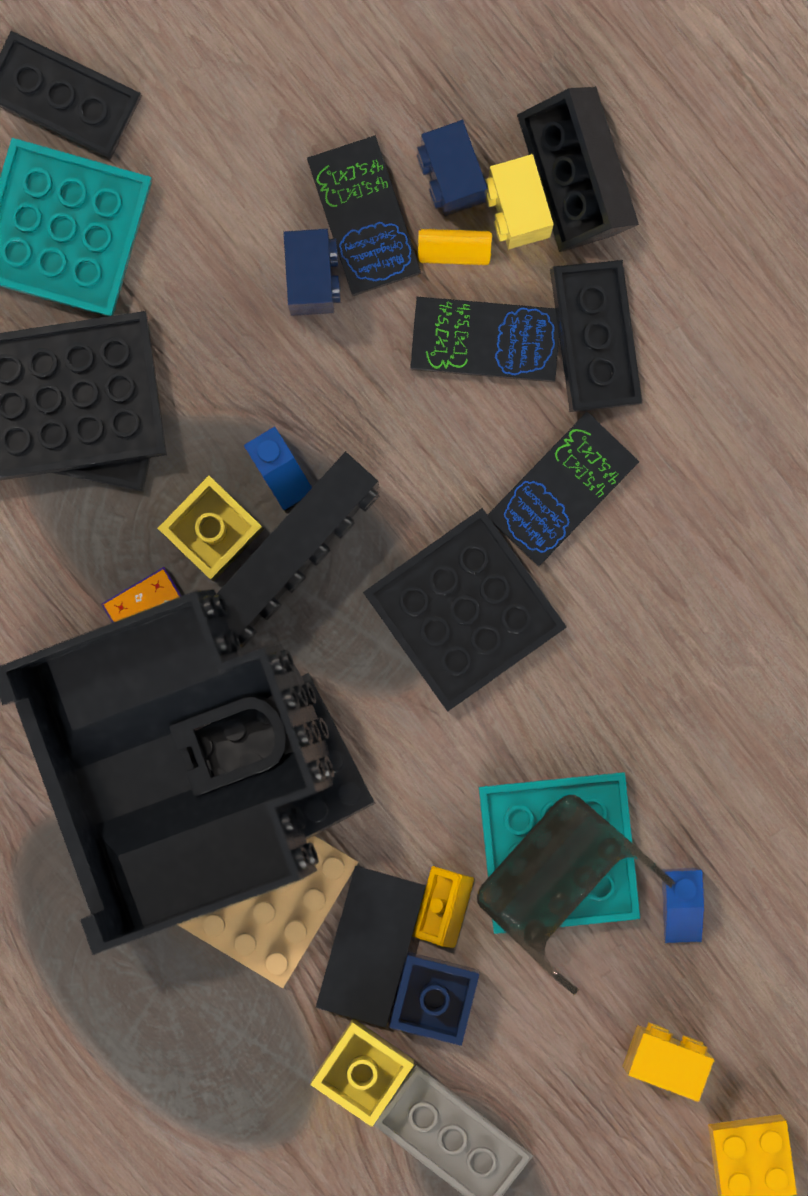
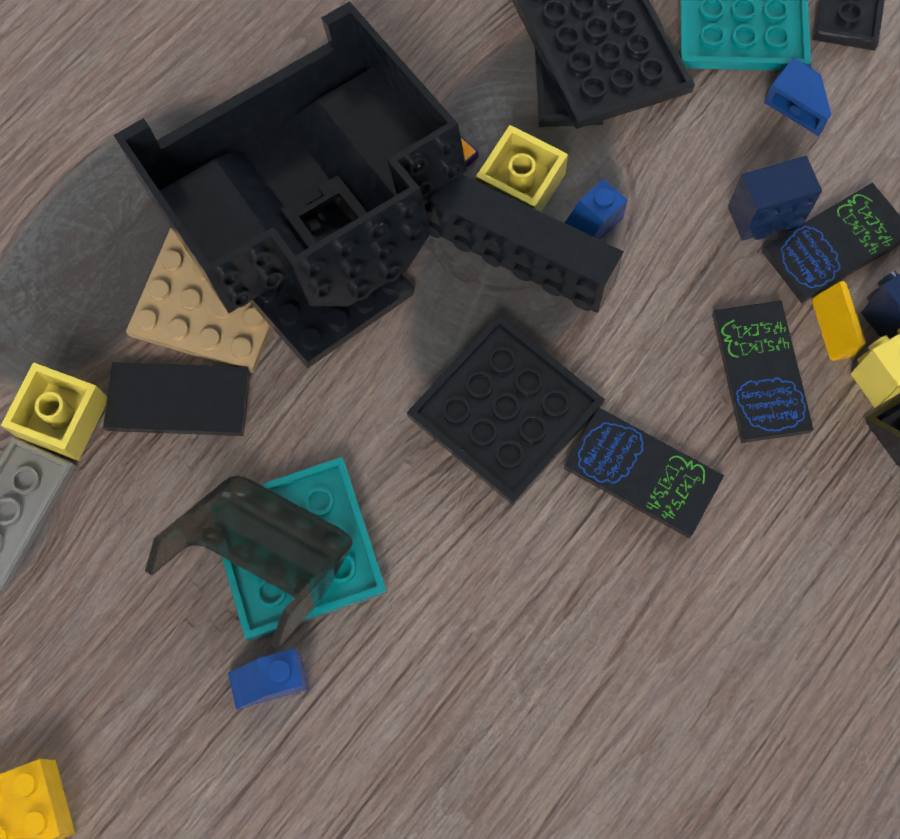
camera: 80 degrees right, 15 degrees down
(185, 199) = (801, 96): none -> blue slope
(434, 998) = (133, 460): dark blue brick -> none
(443, 907) = (224, 456): yellow slope -> none
(596, 335) = (798, 467): black tile -> none
(668, 1061) = (104, 696): yellow brick -> none

